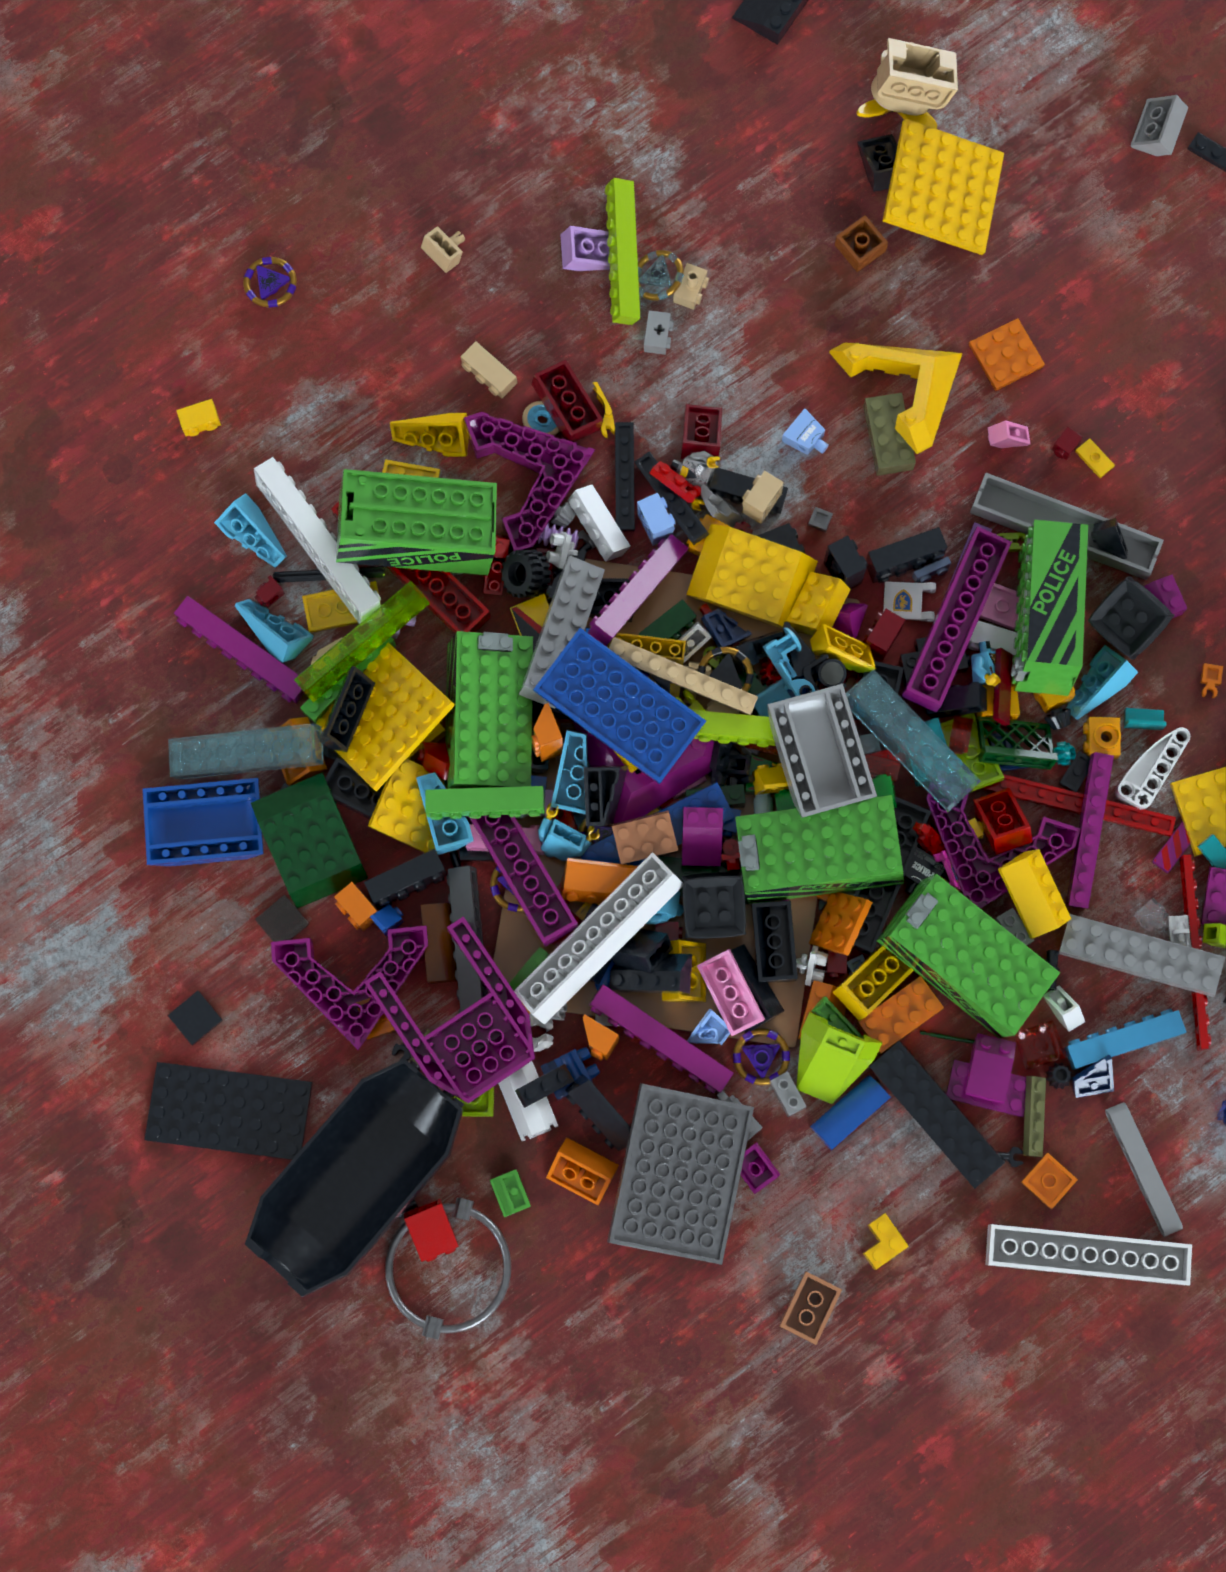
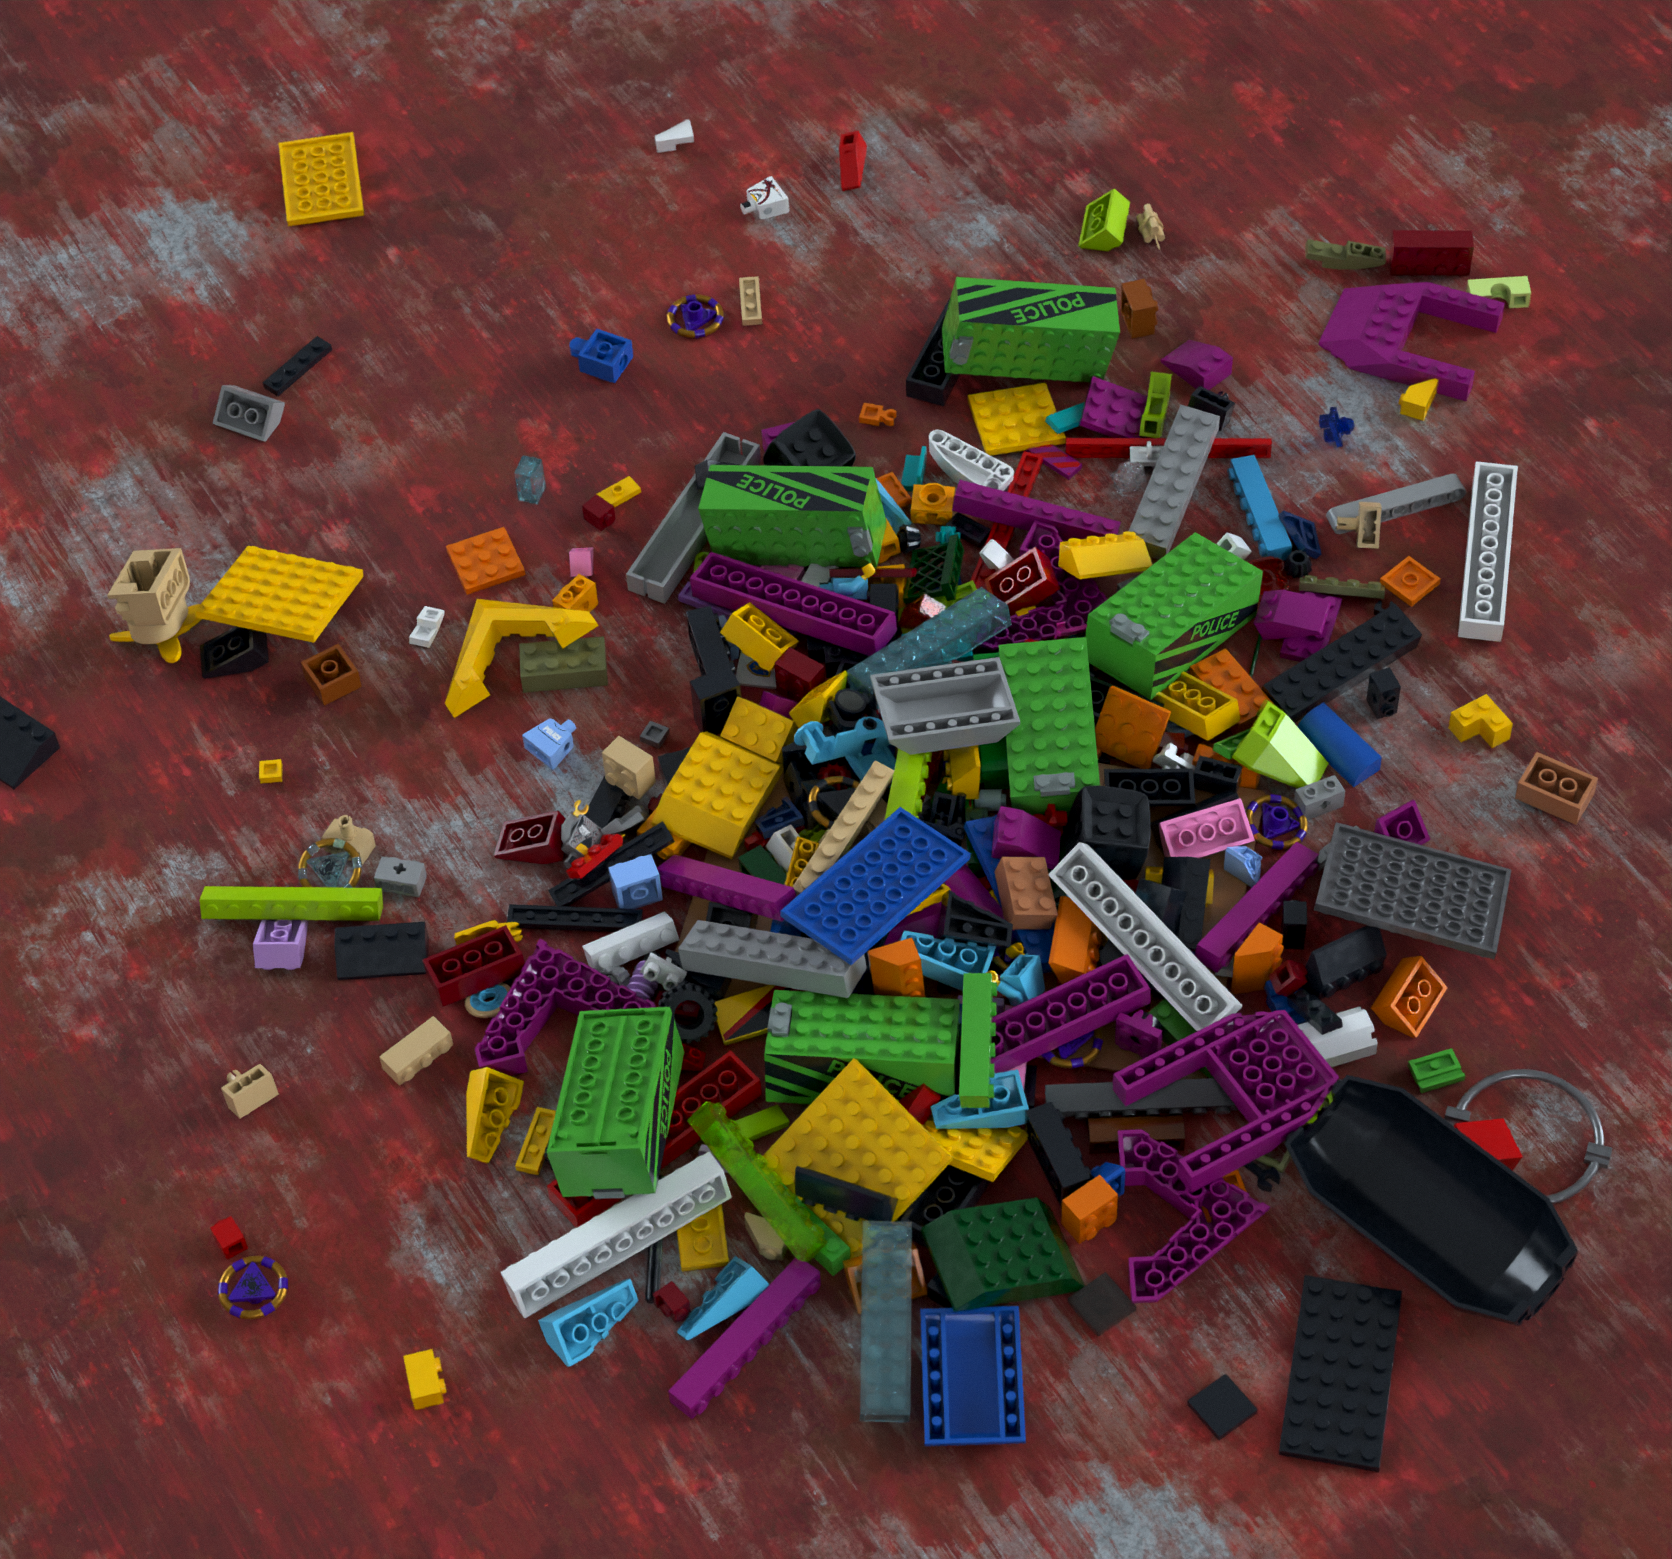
camera: 85 degrees left, 25 degrees down
(314, 257) = (228, 1237): none -> red brick
(428, 638) = (763, 1123): none -> lime tile
(522, 942) = (1138, 1033): none -> magenta piece
(580, 1068) = (1288, 977): none -> dark red brick
(582, 329) = (381, 950): none -> black slope
(645, 1070) = (1294, 924): none -> black brick
(759, 213) = (270, 771): none -> yellow plate
(797, 1002) = (1216, 776): none -> black brick
(904, 1152) = (1383, 693): none -> black brick
(918, 593) = (757, 636): none -> yellow brick
(926, 316) = (427, 626): none -> white slope
(957, 434) = (577, 595): none -> light orange brick
(1035, 801) = (995, 555): none -> white slope
(1095, 377) = (530, 479): none -> clear light blue brick
(1105, 1137) = (1365, 524): none -> tan brick
(1119, 701) = (895, 489): none -> orange plate

